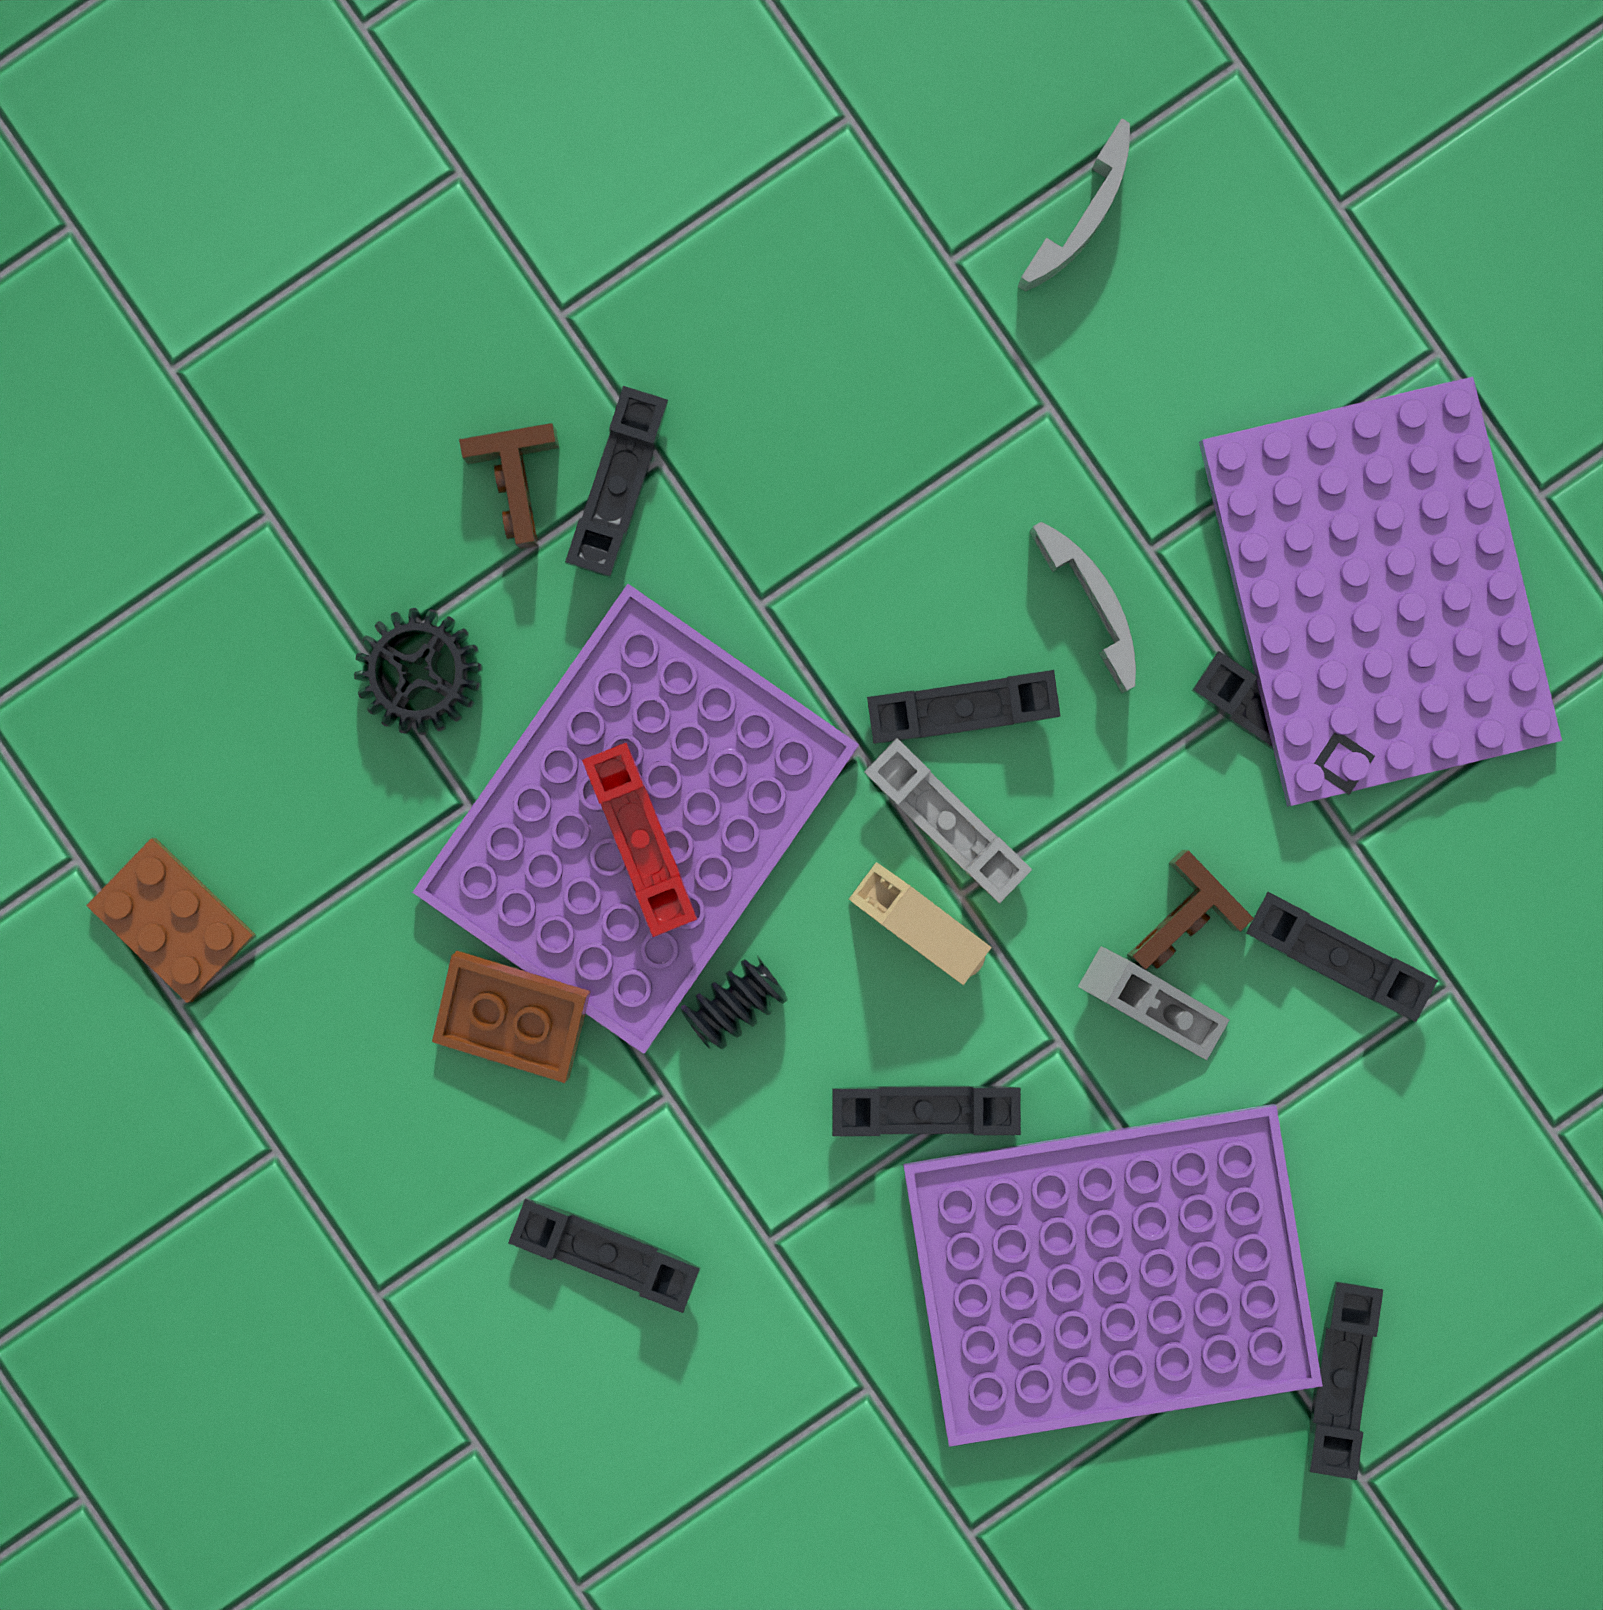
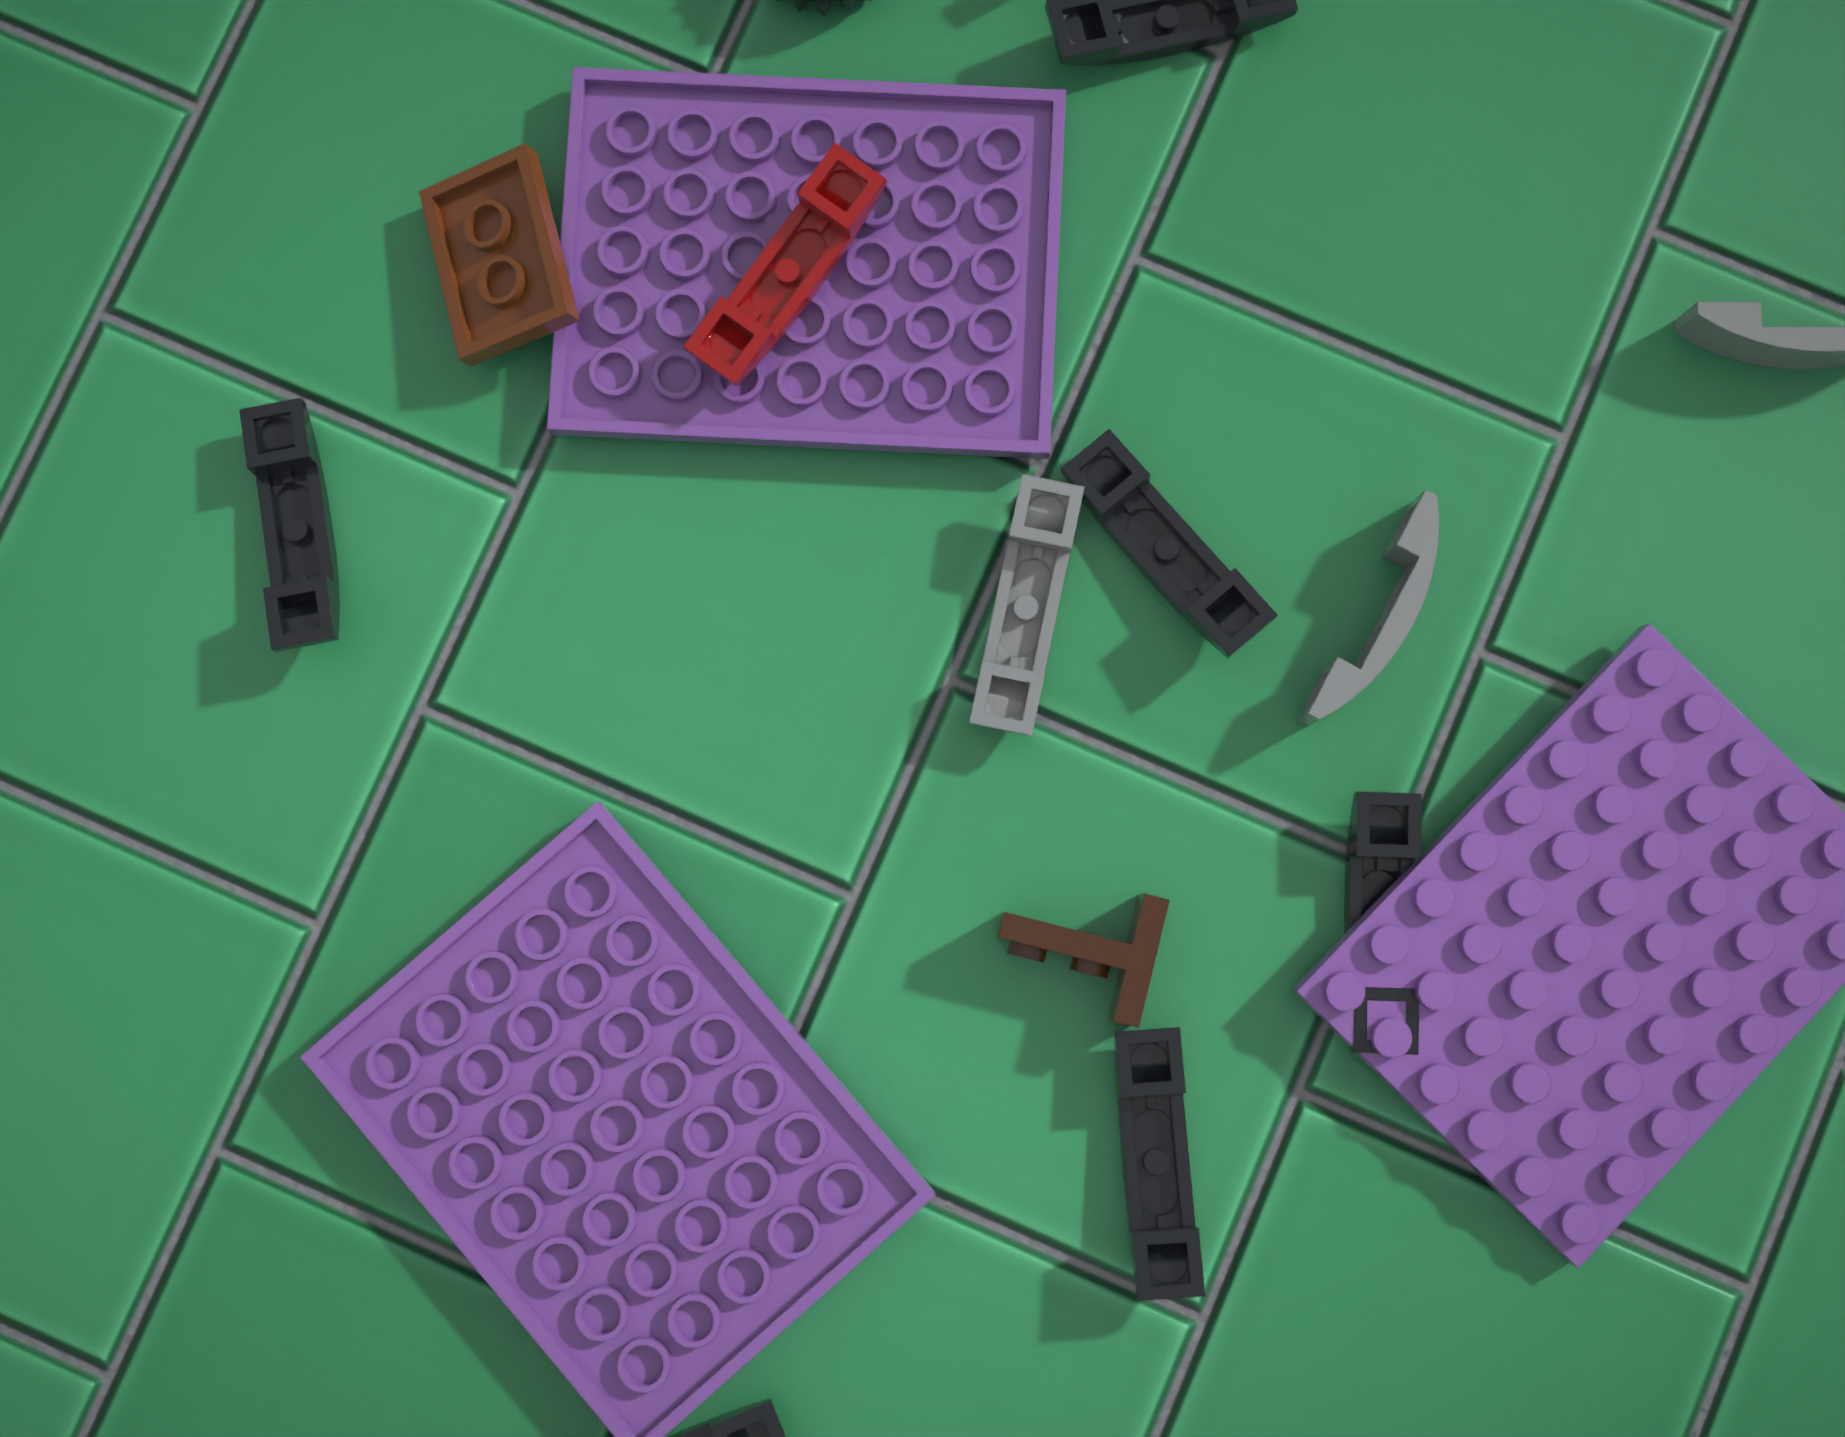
camera: 55 degrees right, 5 degrees down
(734, 1003) = (666, 496): black piece -> none
(920, 923) = (887, 650): tan slope -> none
(926, 1110) = (676, 786): black slope -> none
(1153, 1002) = (966, 975): light grey slope -> none

